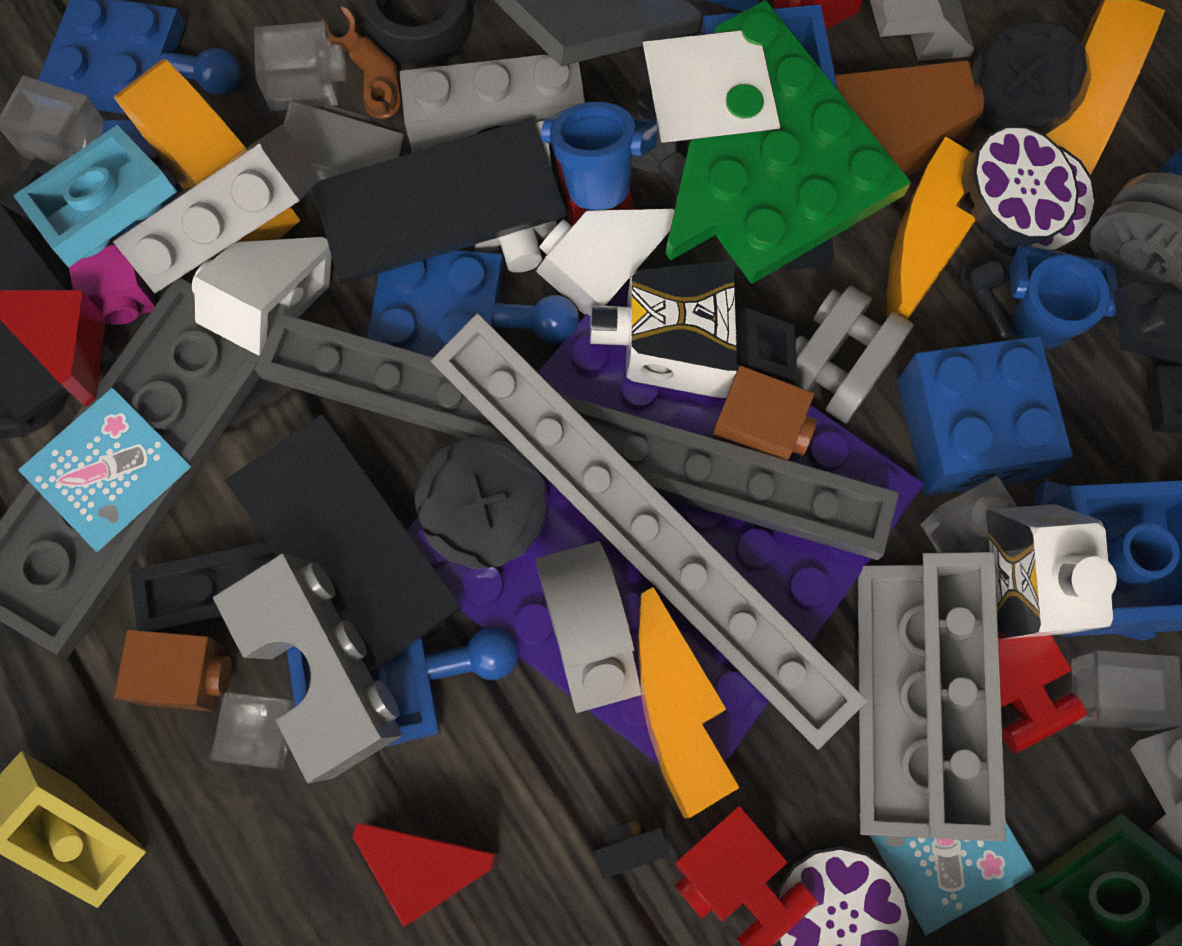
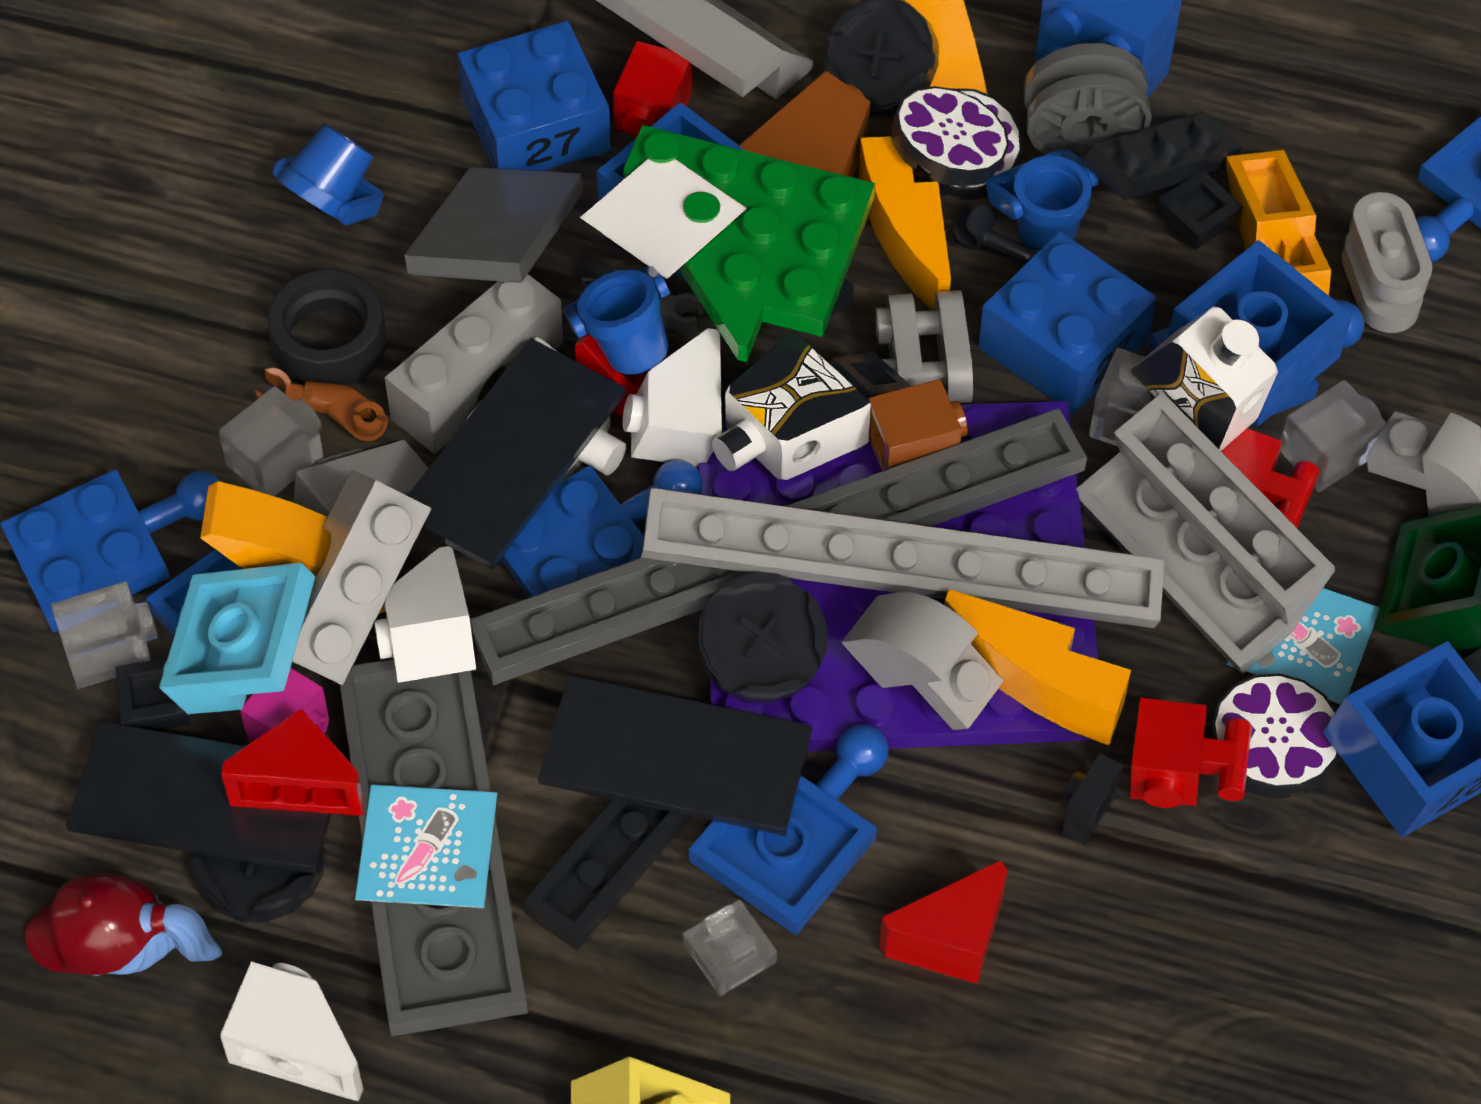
camera: 40 degrees left, 15 degrees down
(173, 671) = (630, 945): dark orange brick -> none
(344, 710) = (695, 810): light grey arch -> none

